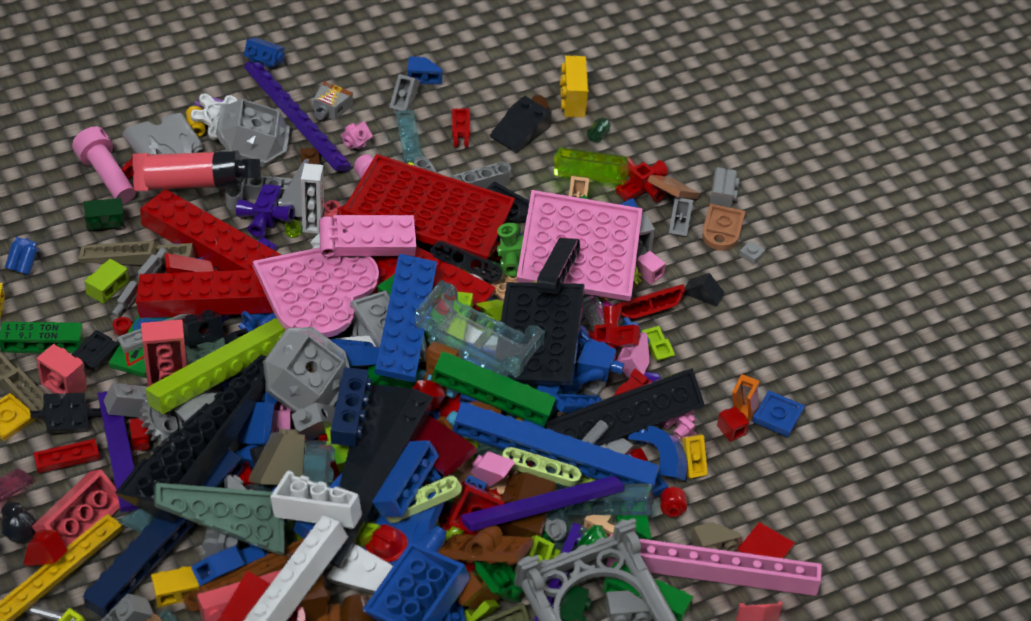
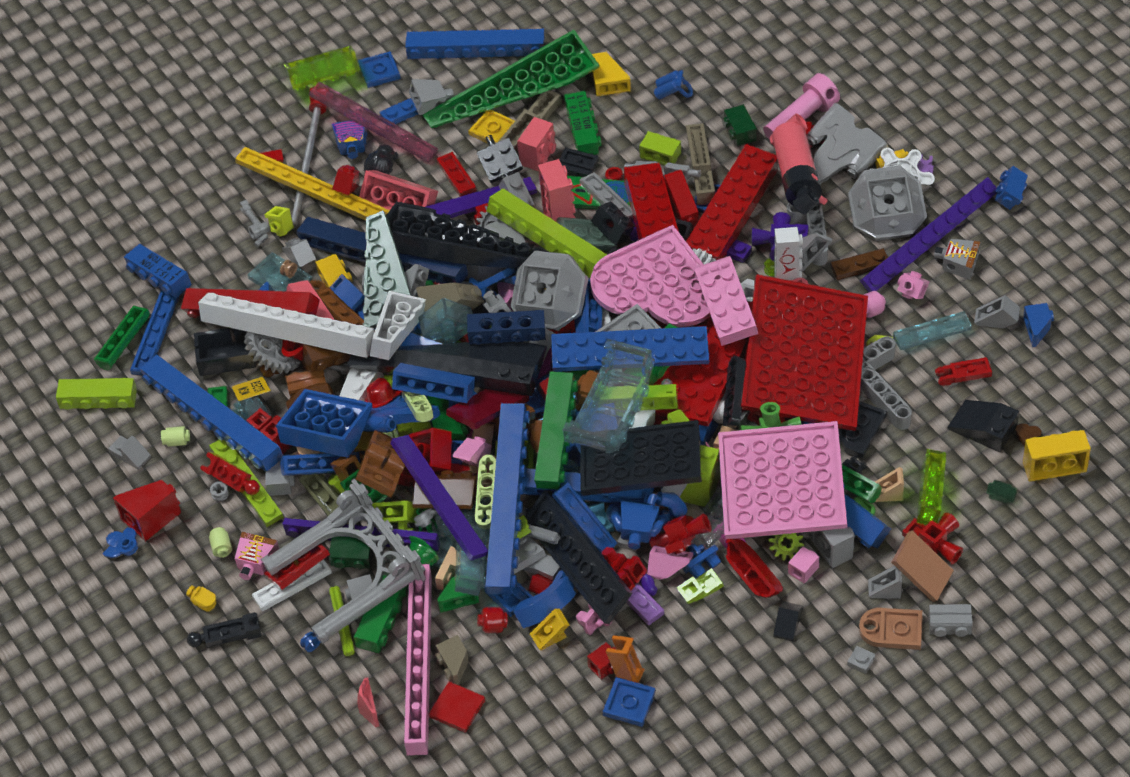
camera: 90 degrees right, 5 degrees up
(558, 265) = (723, 453): black beam -> none

